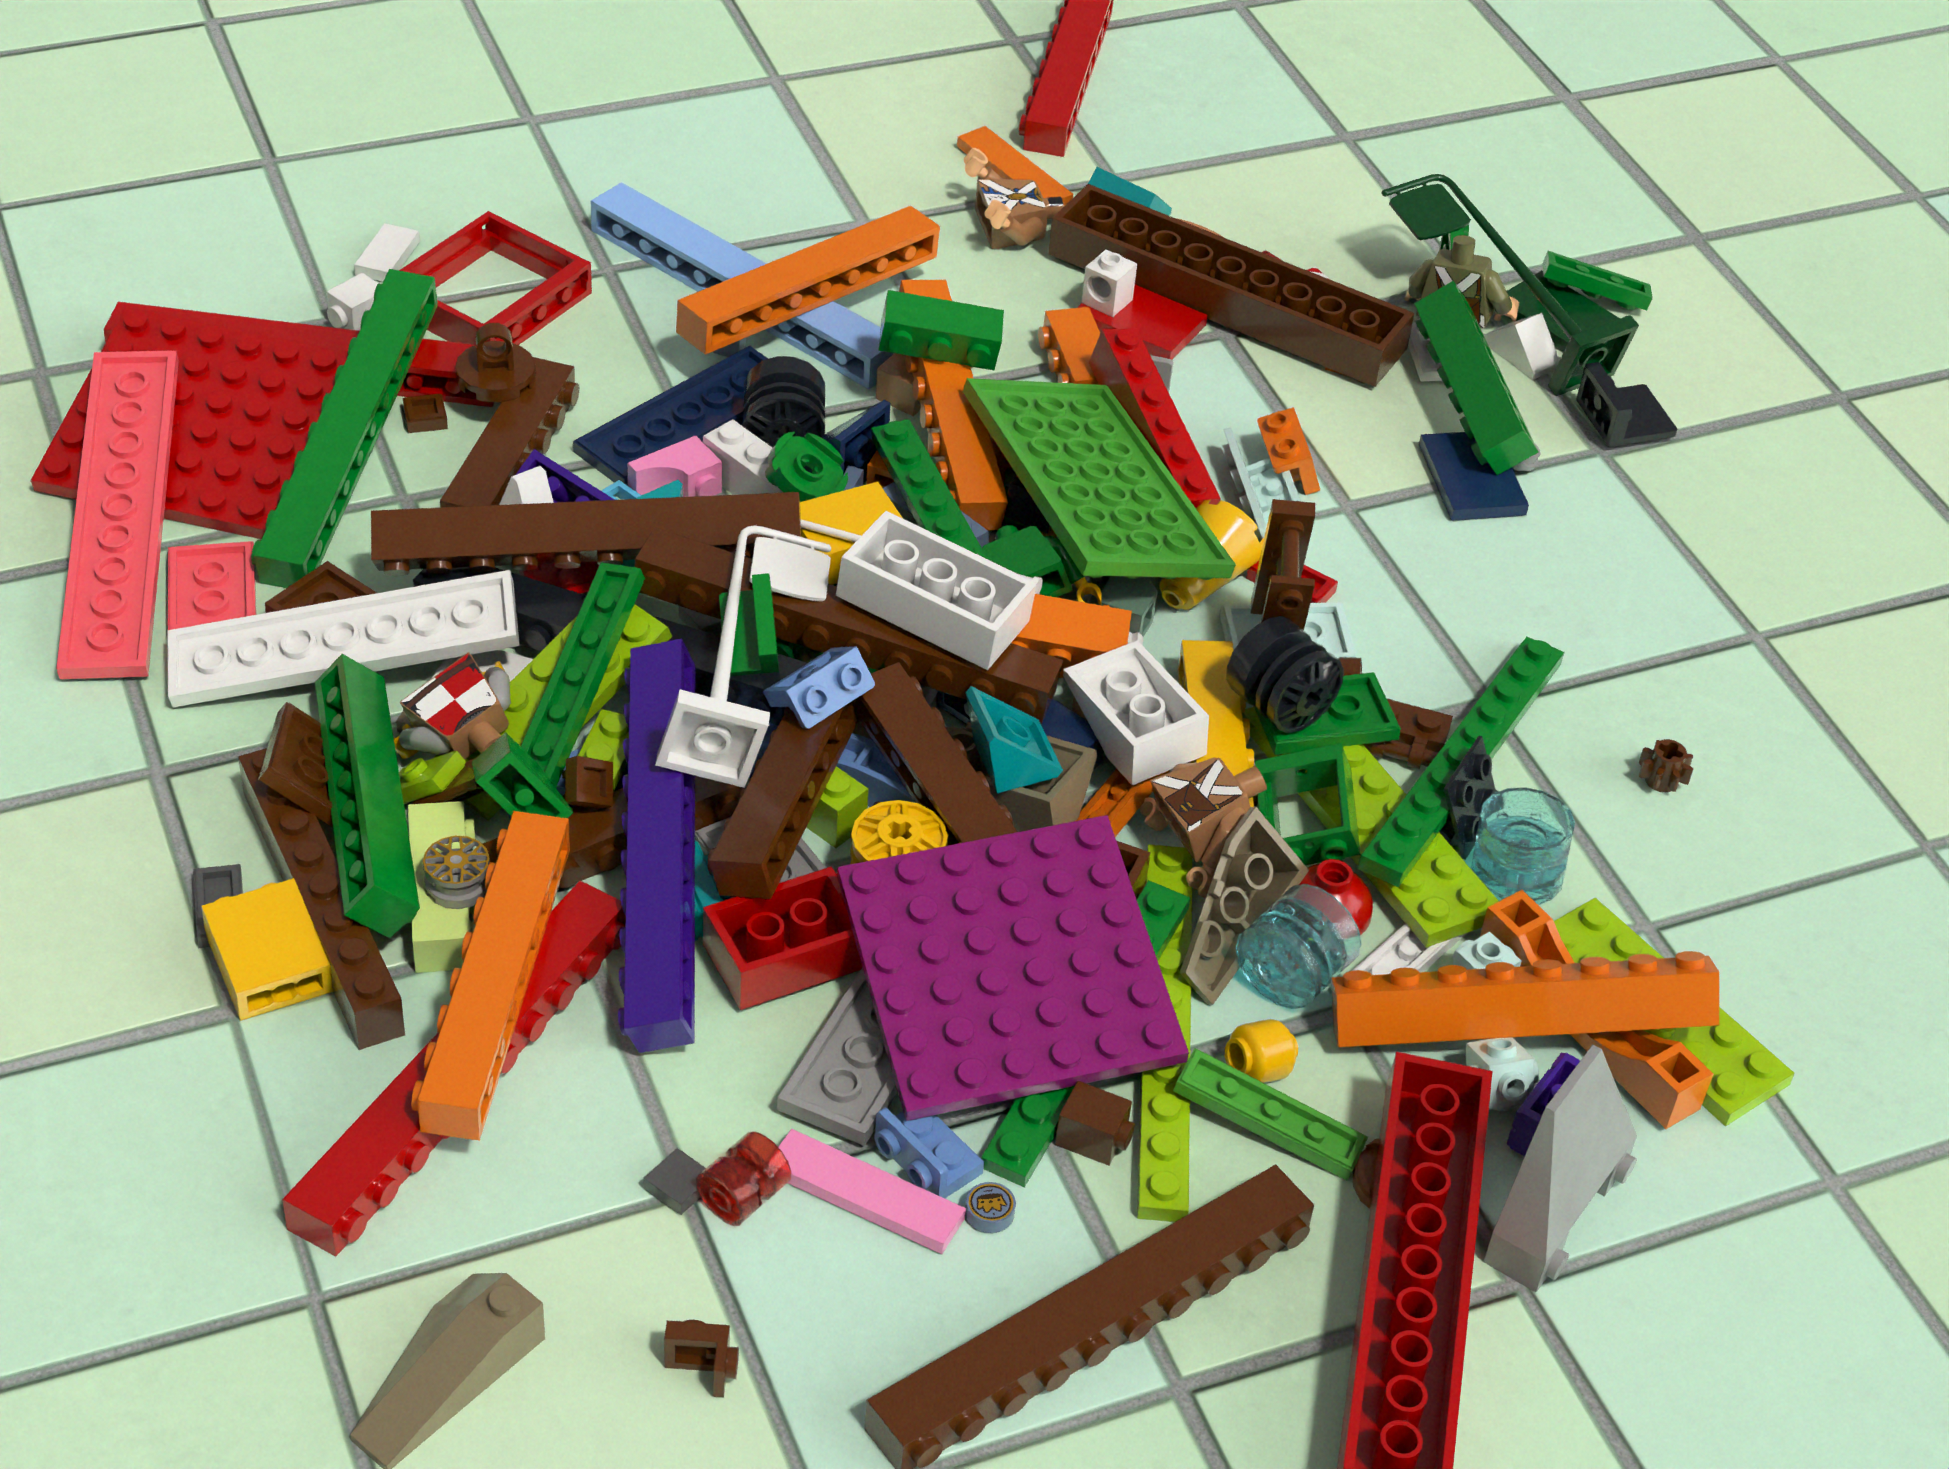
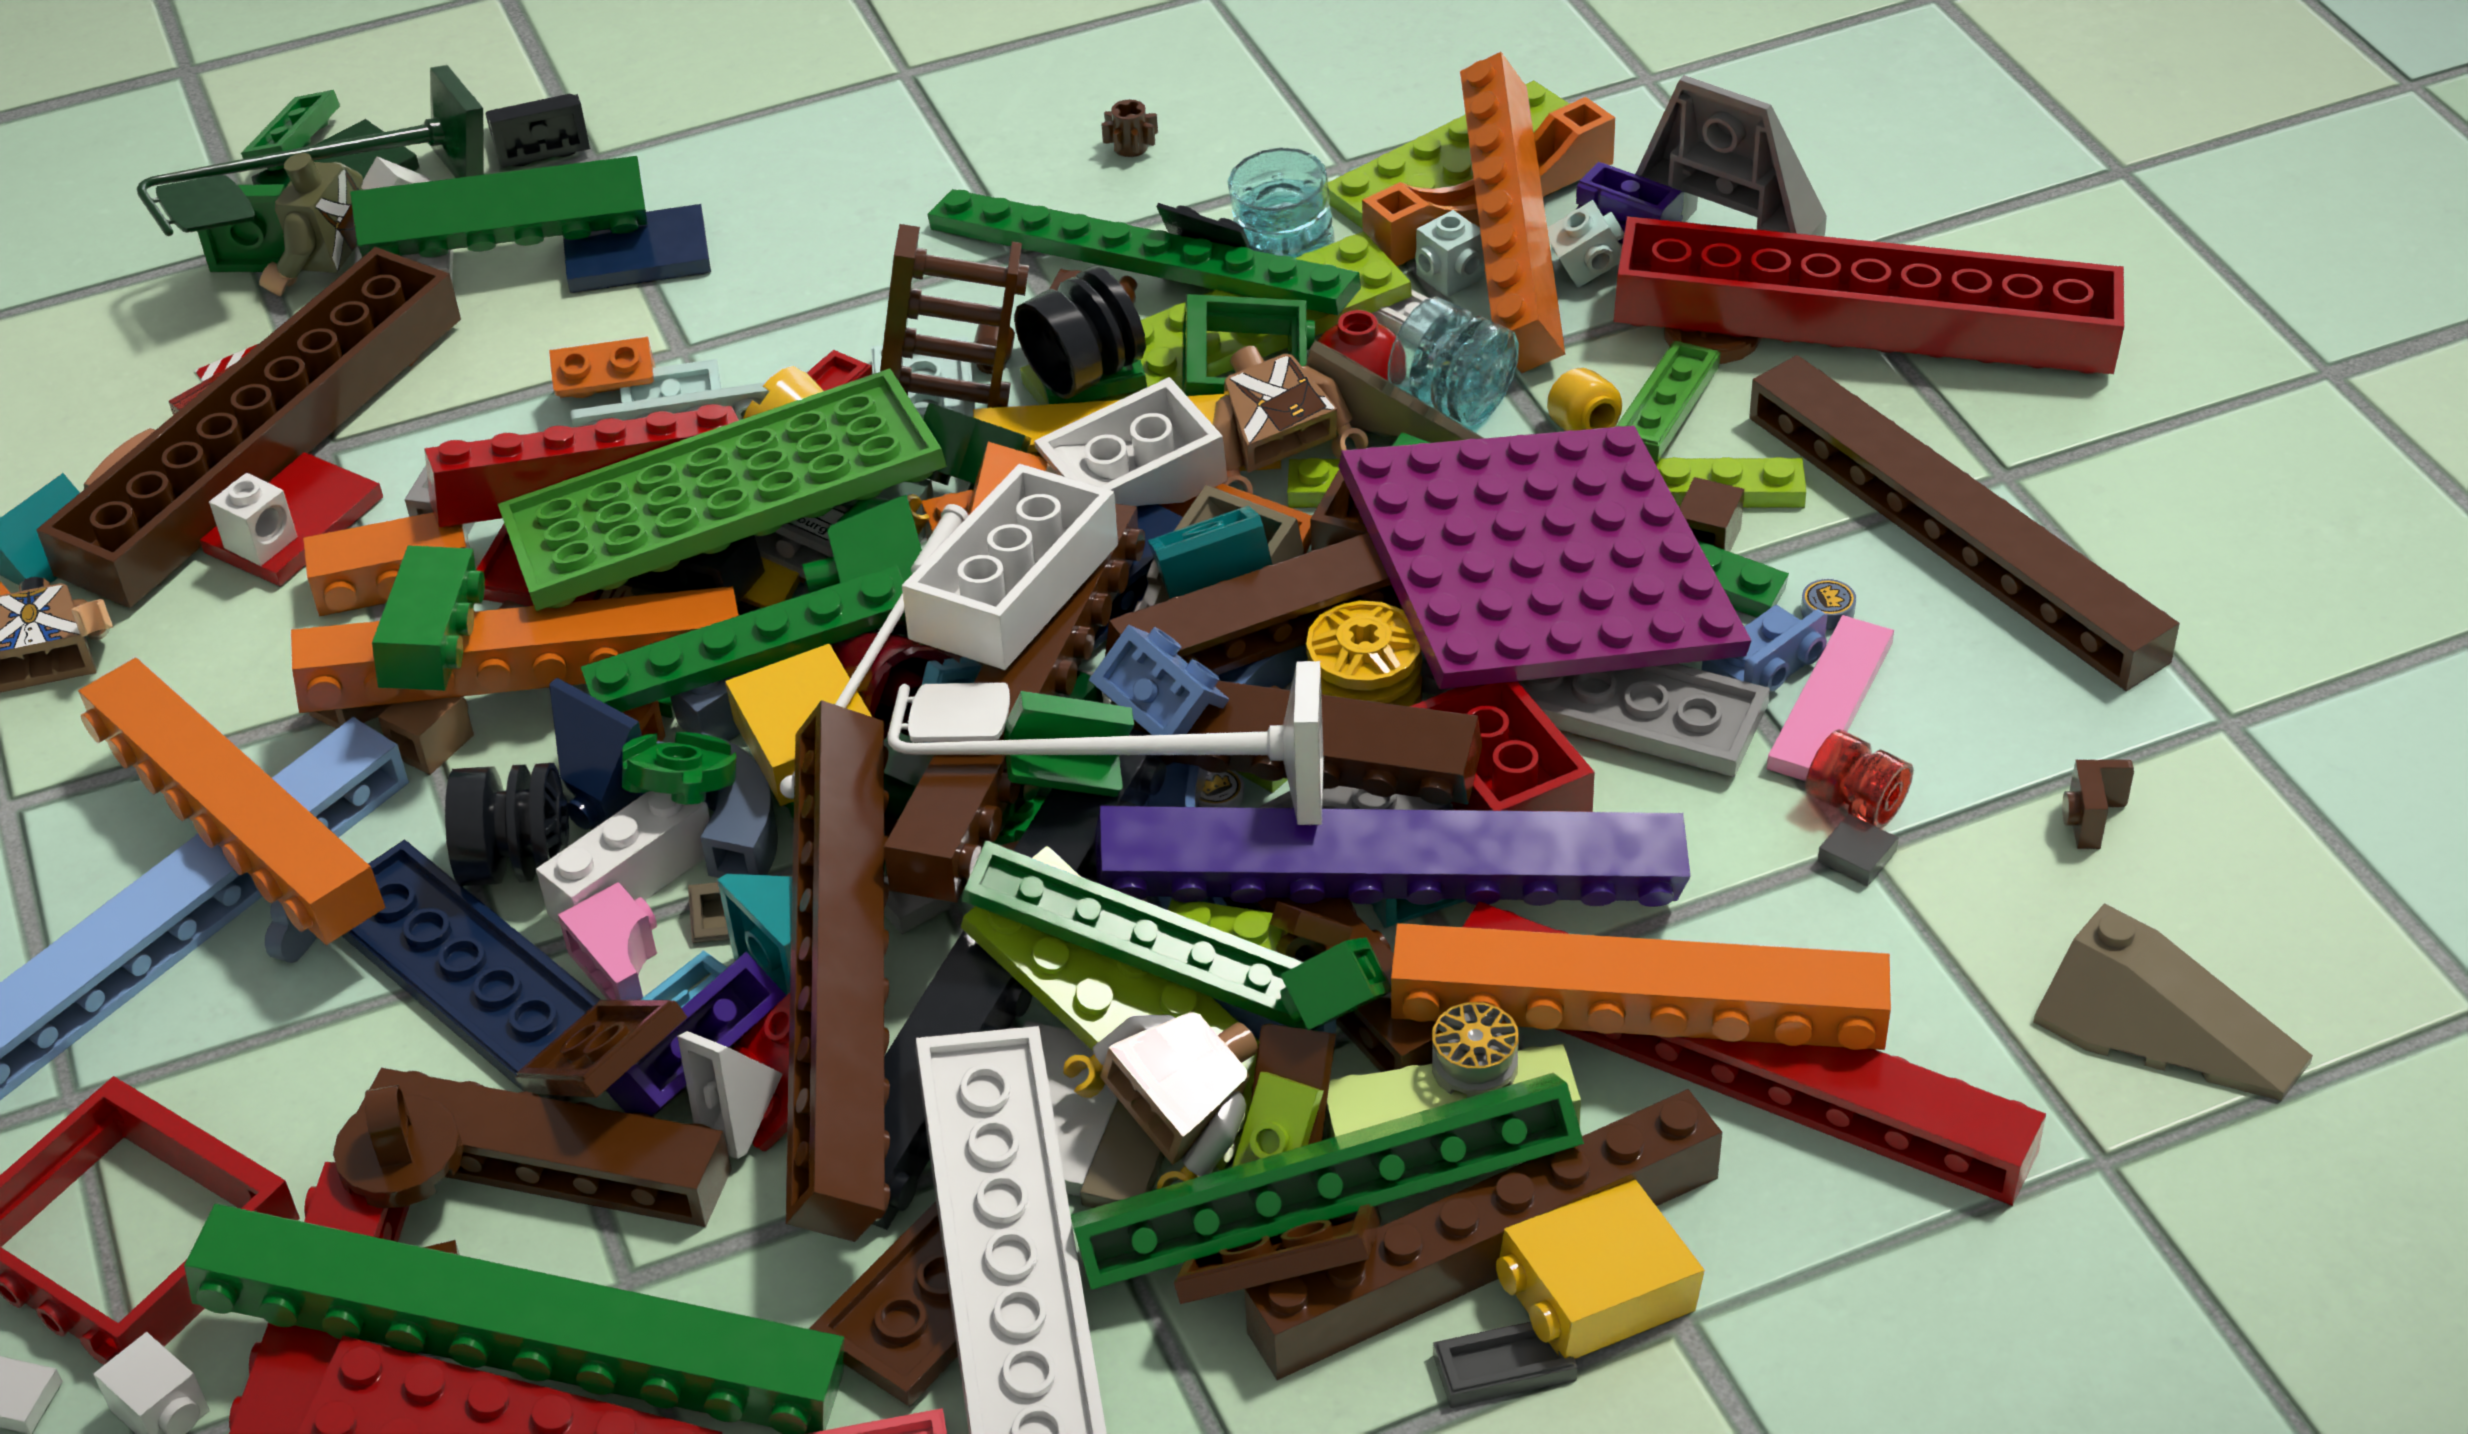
camera: 85 degrees left, 0 degrees up
(559, 447) = (600, 1047): none -> reddish brown tile
(1169, 624) = (965, 442): none -> dark green brick

